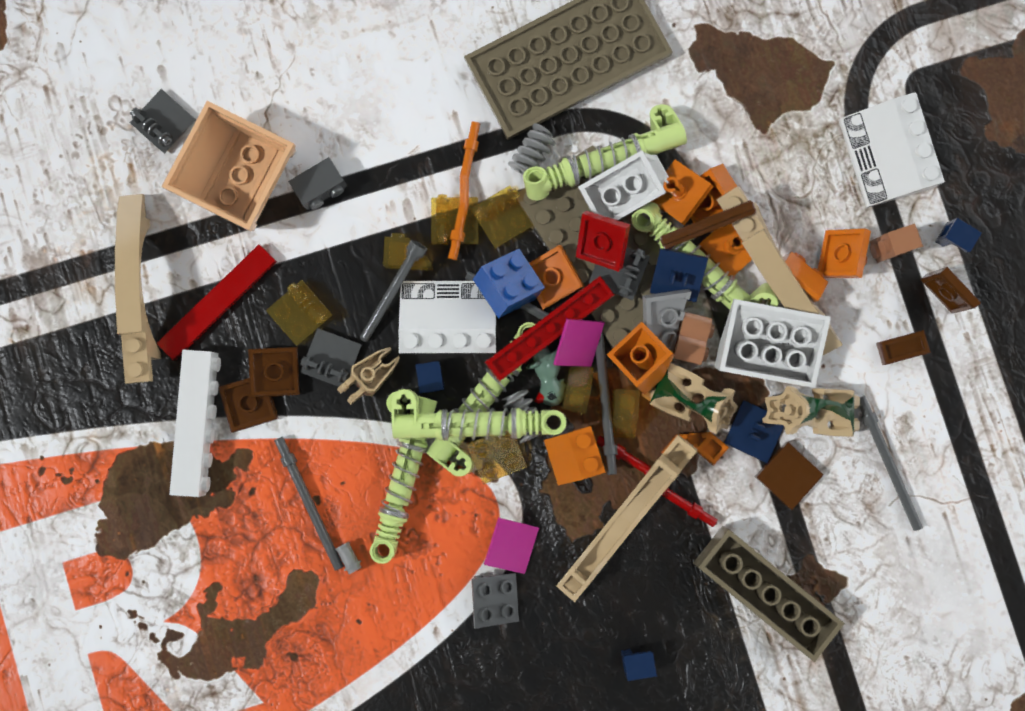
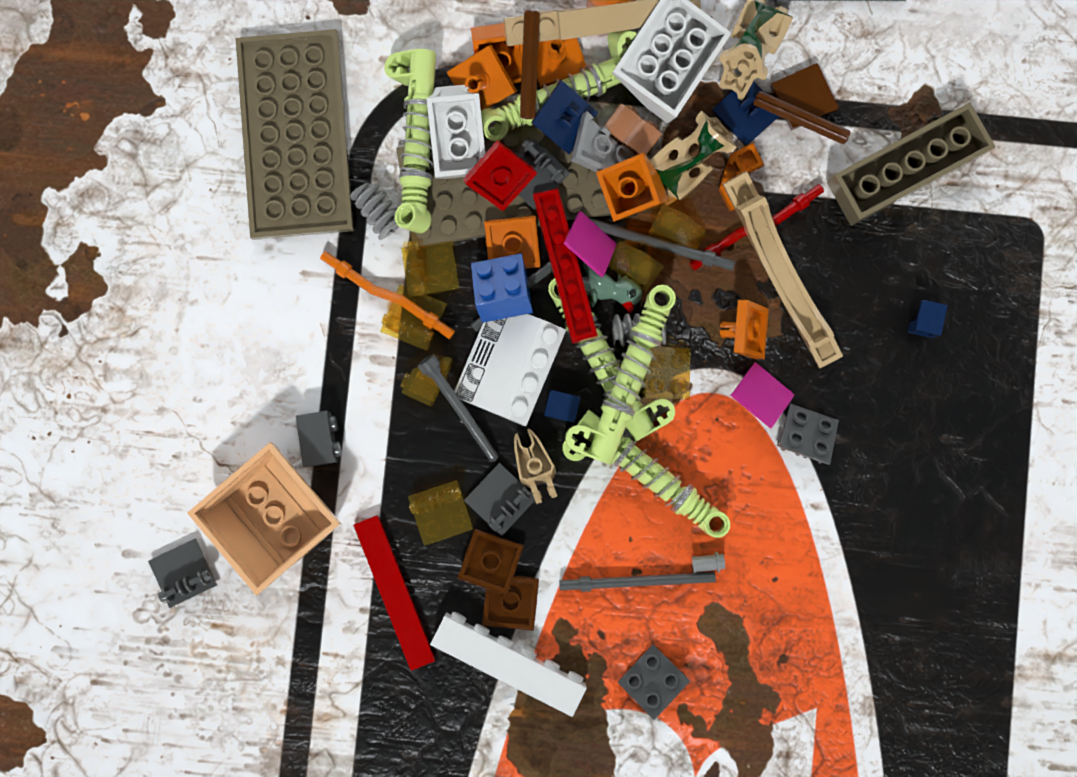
camera: 65 degrees left, 0 degrees up
(131, 317) = (375, 681): tan slope -> none
(228, 553) = (654, 681): none -> dark grey hinge
(562, 510) = (748, 330): none -> orange tile
(574, 455) = (699, 295): orange slope -> none
(768, 481) = (802, 117): none -> reddish brown axle

